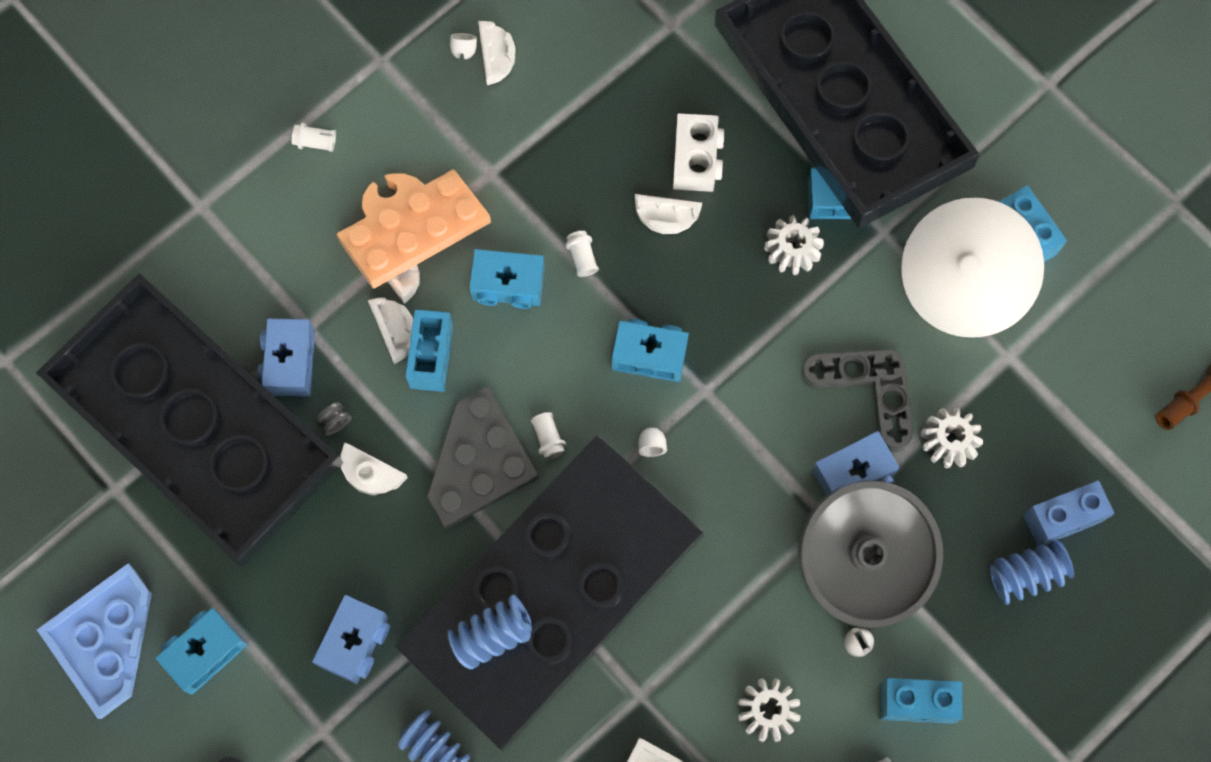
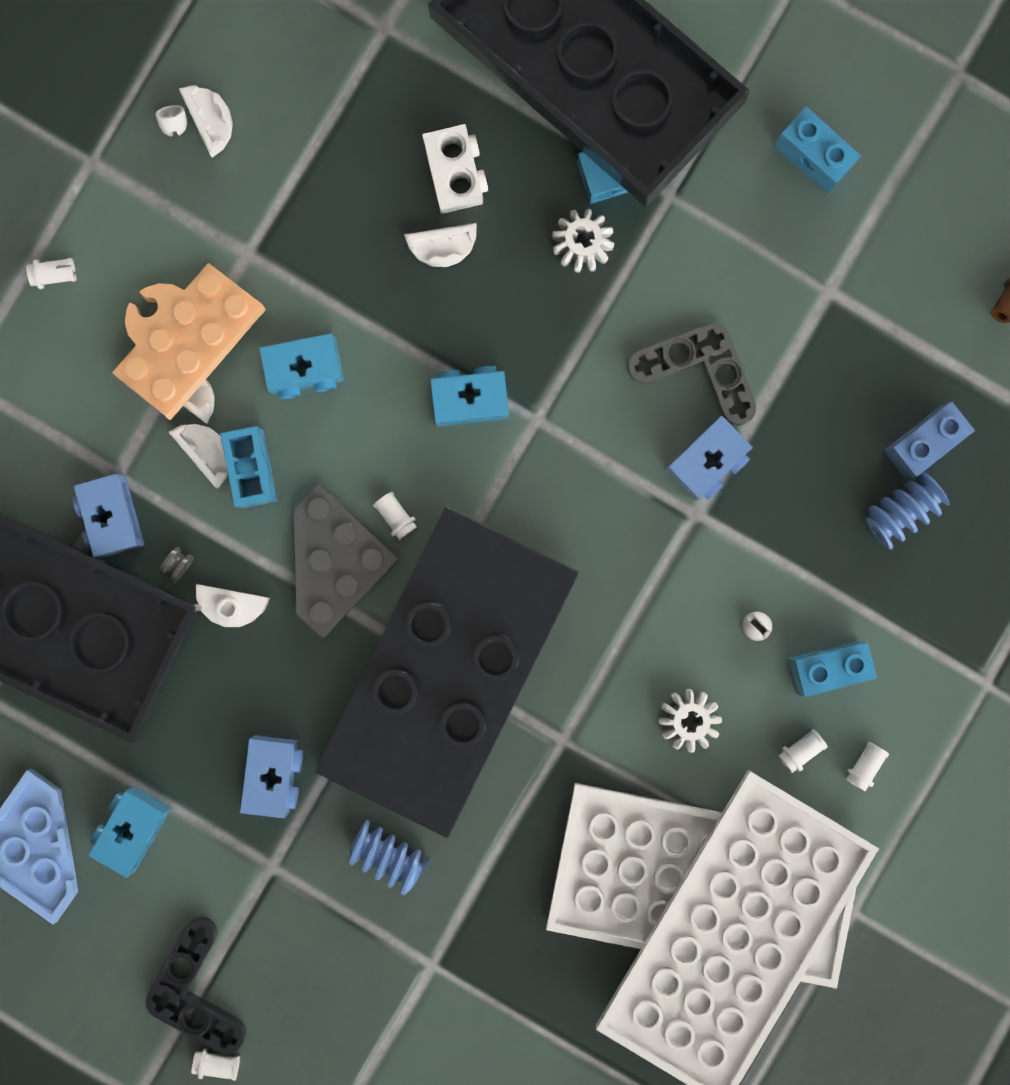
camera: 15 degrees left, 15 degrees up
(493, 635) = (403, 739): medium blue piece -> none
(582, 253) = (369, 314): white pin -> none
(652, 443) = (500, 490): white hinge -> none
(870, 554) = (746, 540): dark grey dish -> none
(959, 449) = (787, 384): white gear -> none
(972, 267) = (772, 212): white dish -> none

